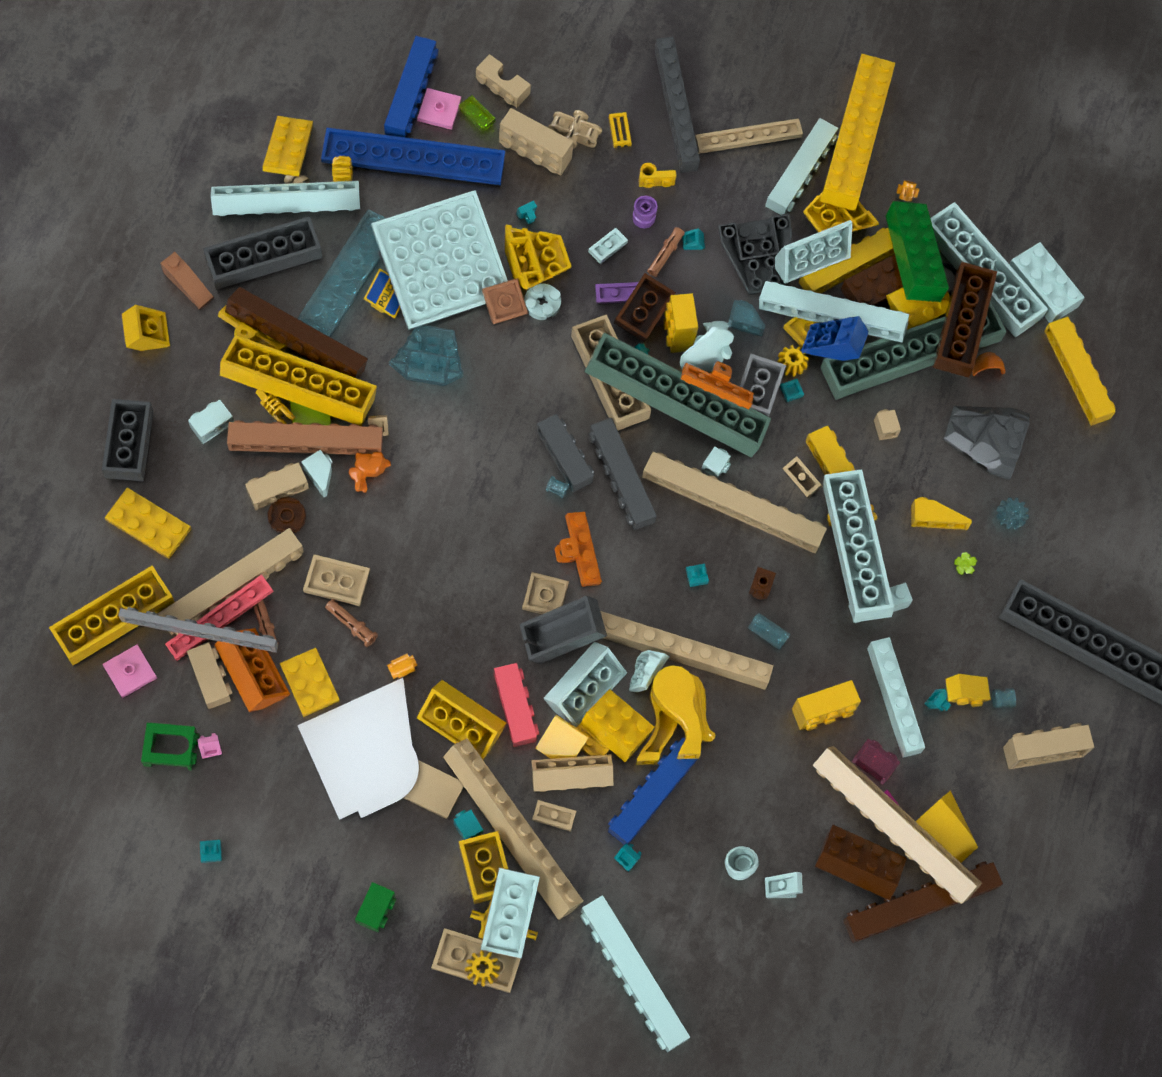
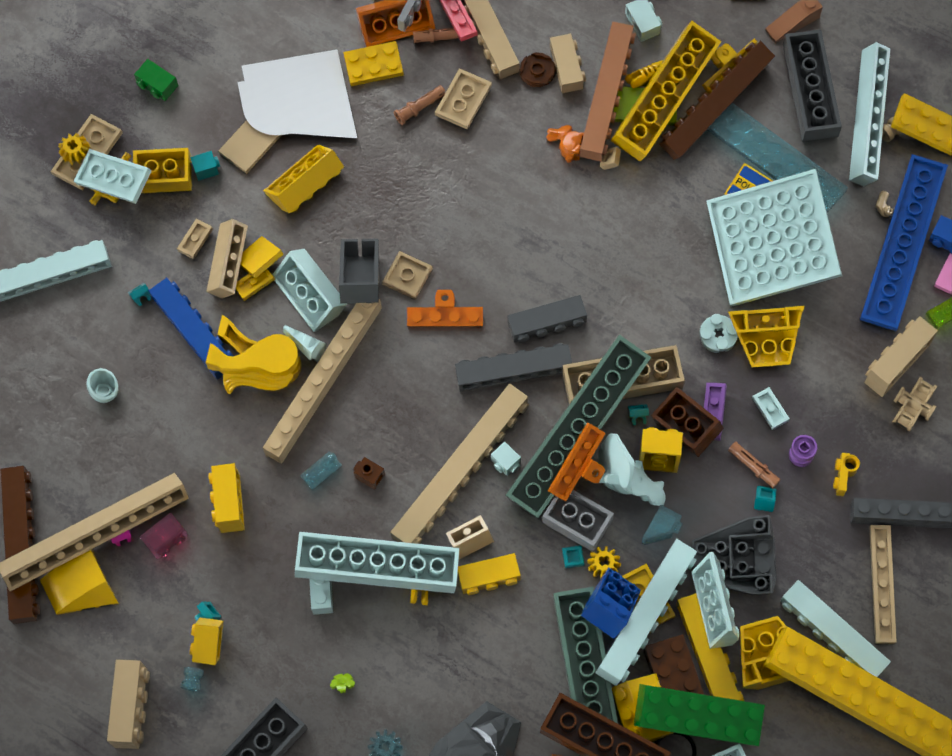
camera: 115 degrees right, 0 degrees up
(319, 470) = (573, 100): light aqua slope -> none
(342, 169) = (893, 169): yellow gear -> none
(379, 180) = (881, 205): none -> tan arm
(402, 666) = (367, 138): light orange brick -> none
(429, 356) = (676, 214): clear light blue wedge -> none
(504, 301) = (722, 294): nougat tile -> none
(512, 828) = (190, 199): tan brick -> none
(515, 704) = (305, 225): coral brick -> none
(527, 212) = (821, 337): teal tile -> none
(557, 487) = (513, 304): clear light blue bush -> none
(617, 725) = (260, 305): yellow brick -> none
(622, 142) = (909, 459): yellow tile -> none
(697, 575) = (394, 416): teal tile -> none
(784, 885) = (72, 422): light aqua slope -> none
(861, 862) = (69, 491): reddish brown brick -> none
(887, 424) = (513, 641): tan brick -> none
(896, 697) = (220, 571): light aqua brick -> none
(907, 191) = (786, 740): light orange gear -> none
(936, 515) = (402, 662): yellow slope -> none

